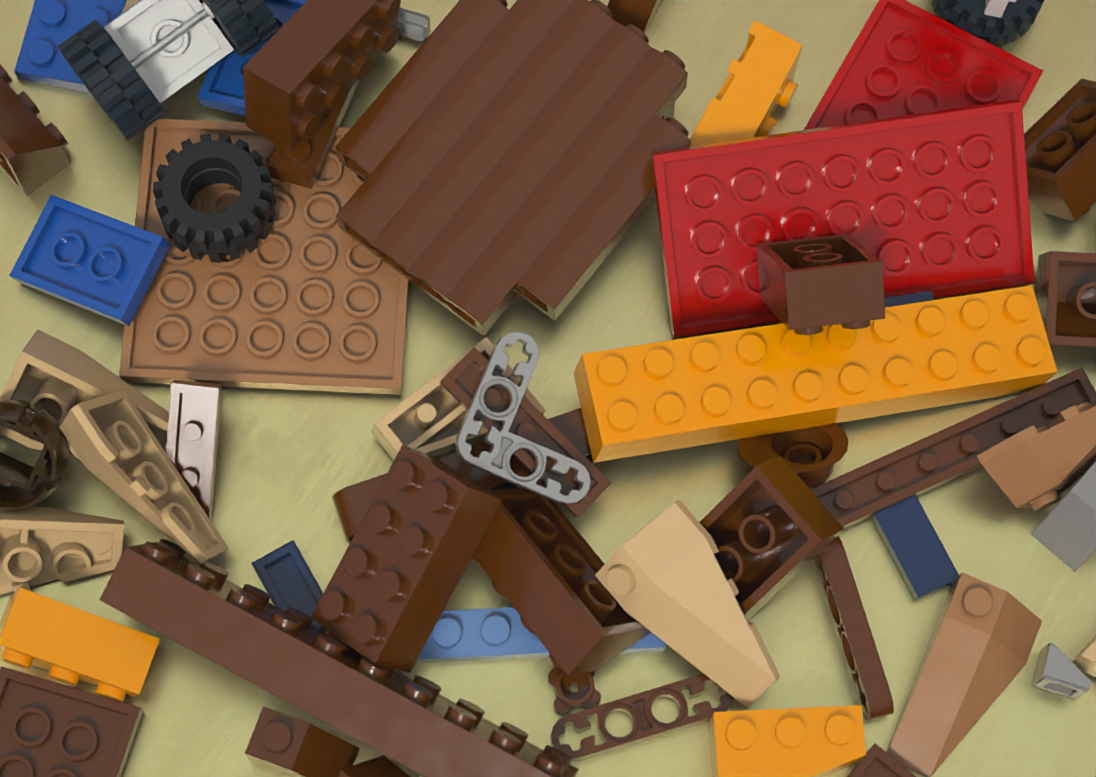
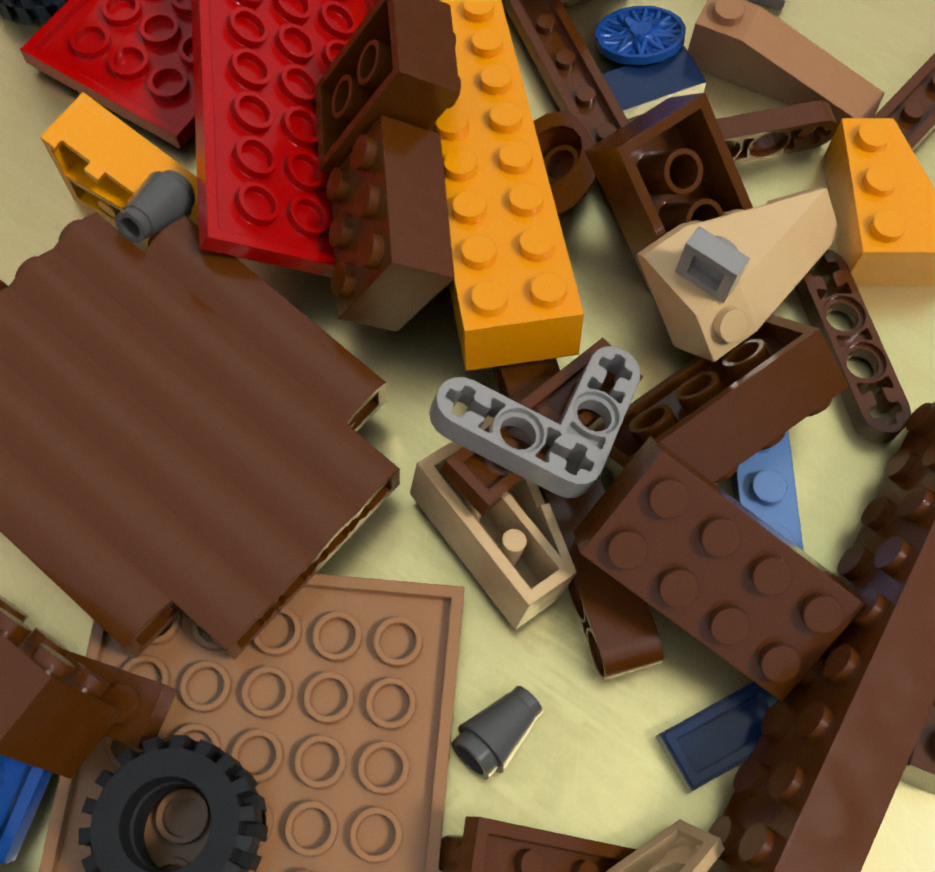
camera: 85 degrees left, 5 degrees down
(290, 418) = (495, 733): none -> dark grey cone
(568, 700) = (836, 420): reddish brown plate -> none
(658, 549) = (712, 263): none -> light grey plate
(694, 298) = (389, 225): none -> reddish brown brick
(698, 117) = (155, 205): none -> dark grey cone
(971, 536) = (640, 35): none -> blue wheel

